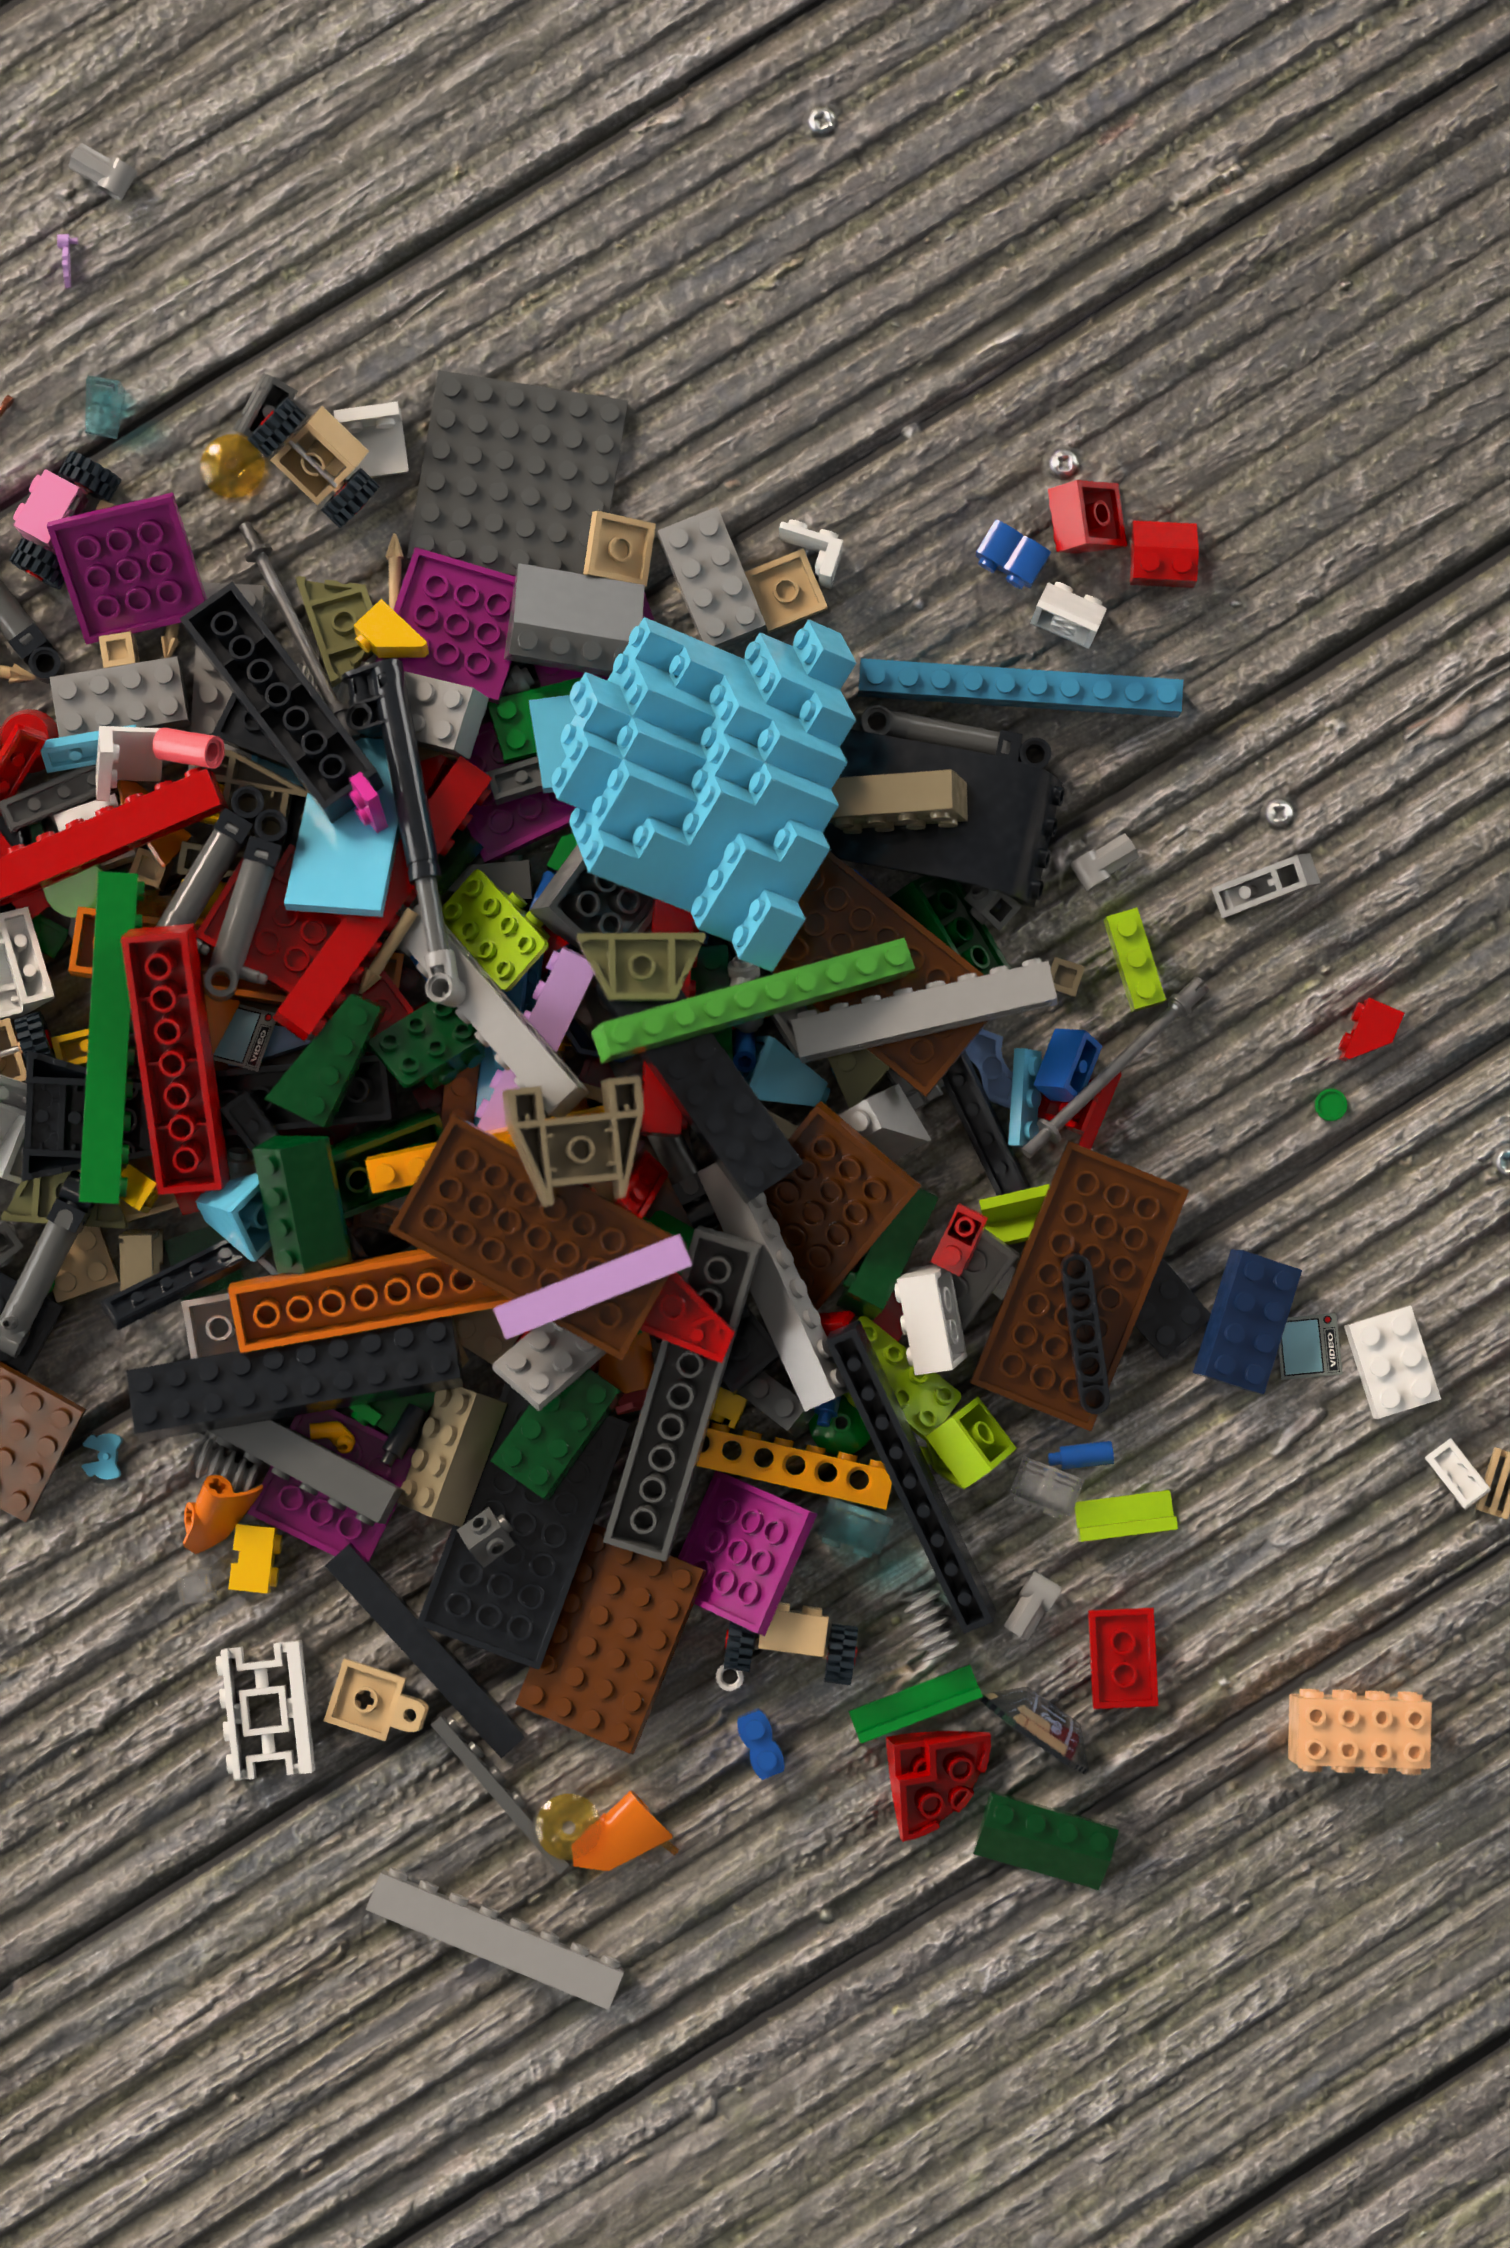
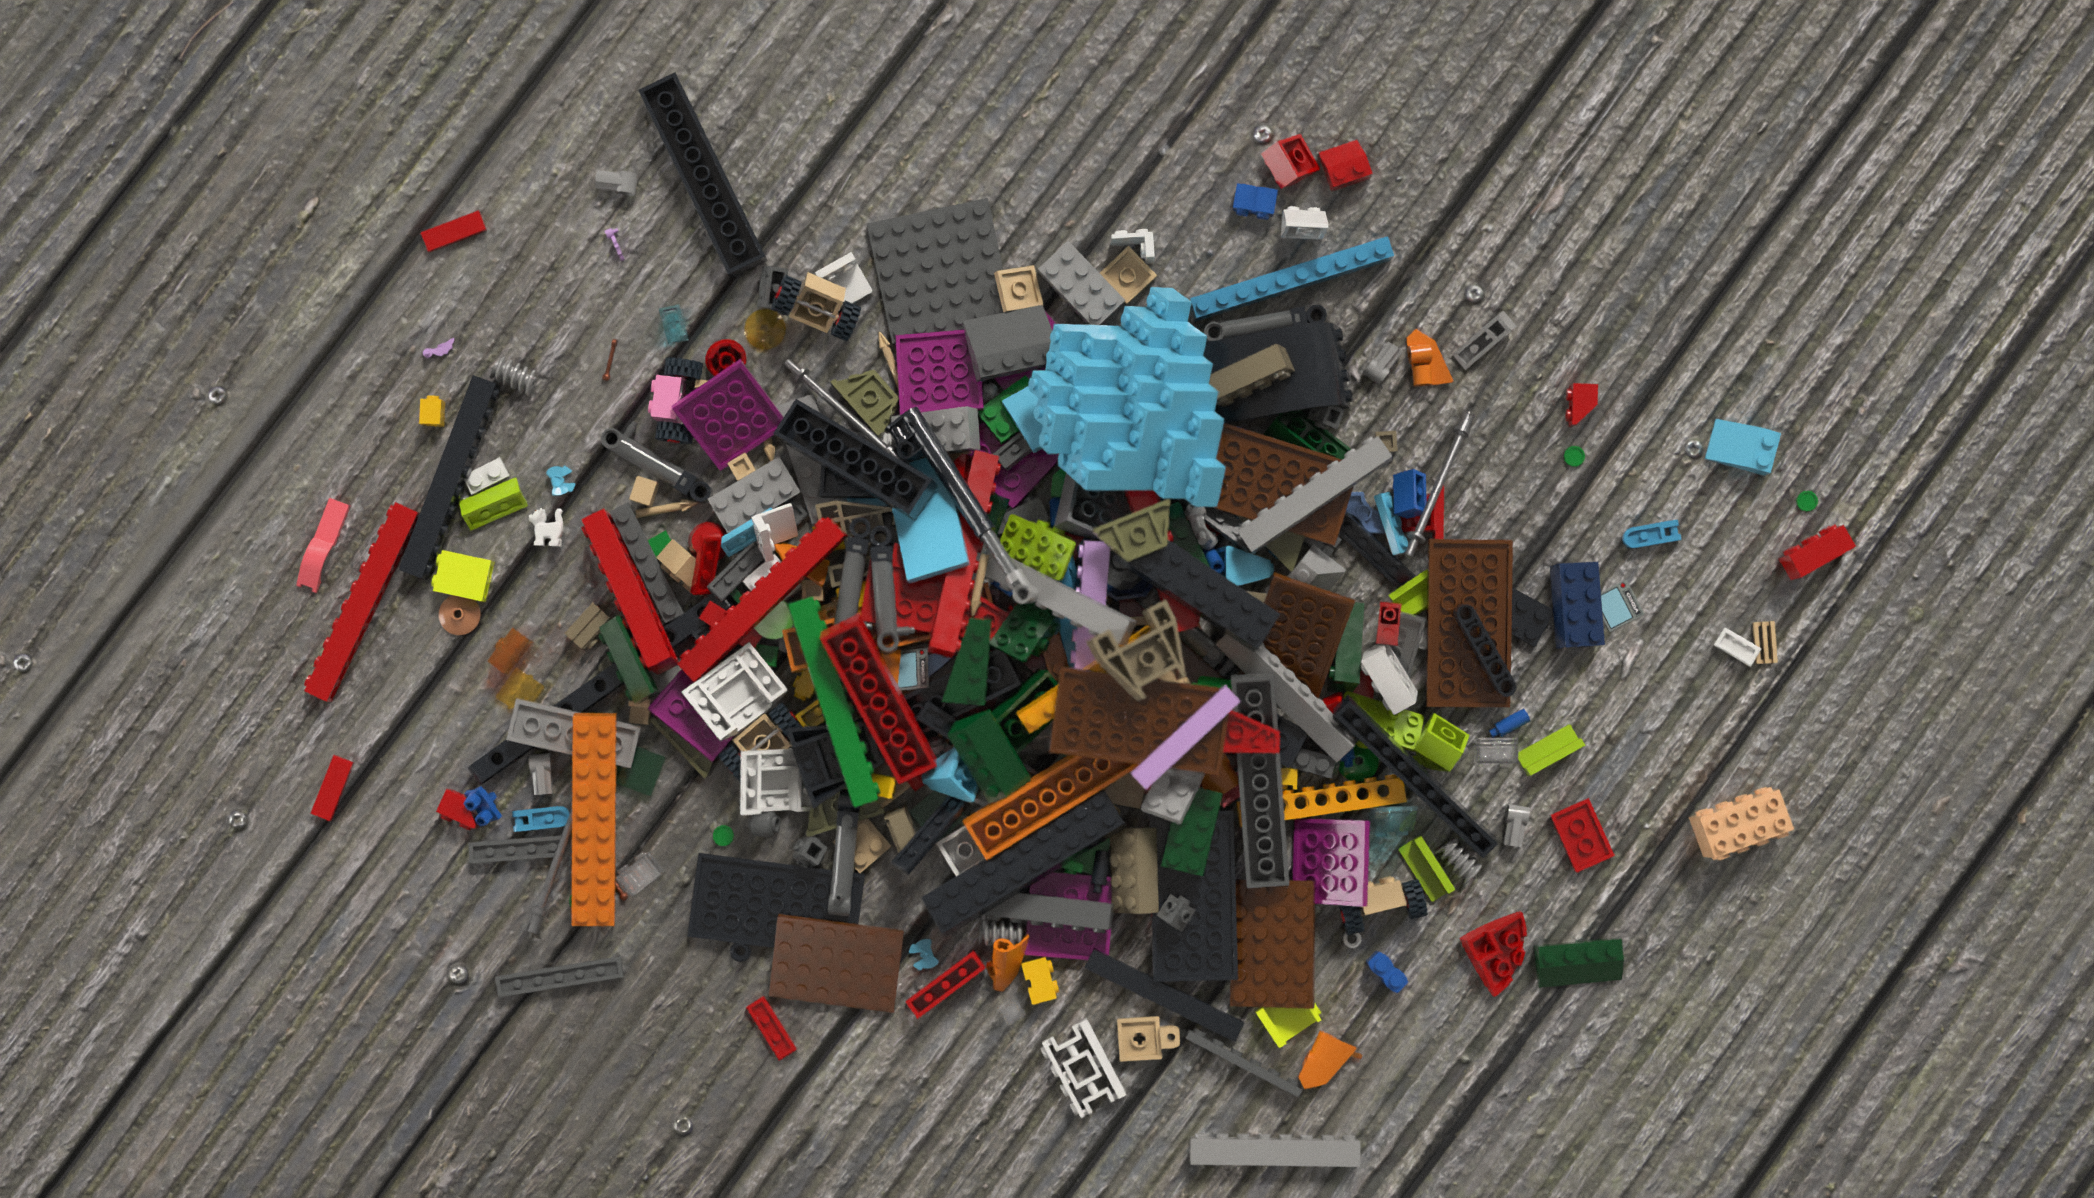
camera: 20 degrees left, 0 degrees up
(79, 1003) = (803, 686): none -> yellow brick
(116, 1510) = (945, 984): none -> red brick
(154, 477) = (723, 354): none -> red cone
(188, 748) = (810, 509): coral pin -> none
(228, 209) = (702, 175): none -> black brick
(335, 1432) = (1059, 885): light orange arm -> none
(368, 803) = (934, 500): dark pink plate -> none
(388, 634) = (902, 394): yellow slope -> none
(574, 1809) = (1281, 1066): clear yellow dish -> none
(586, 1760) = (1287, 1022): none -> neon yellow panel
(643, 1185) = (1190, 662): red tile -> none
(752, 1000) = (1212, 528): bright green brick -> none
(877, 1617) = (1426, 868): none -> lime panel
(915, 1703) = (1469, 911): green fence -> none
(1041, 1724) = (1549, 893): wedge -> none
(1134, 960) = (1424, 415): lime brick -> none
(1170, 883) = (1426, 361): none -> orange panel
(1392, 1362) = (1672, 595): white brick -> none
(1397, 1262) = (1651, 534): none -> dark azure plate

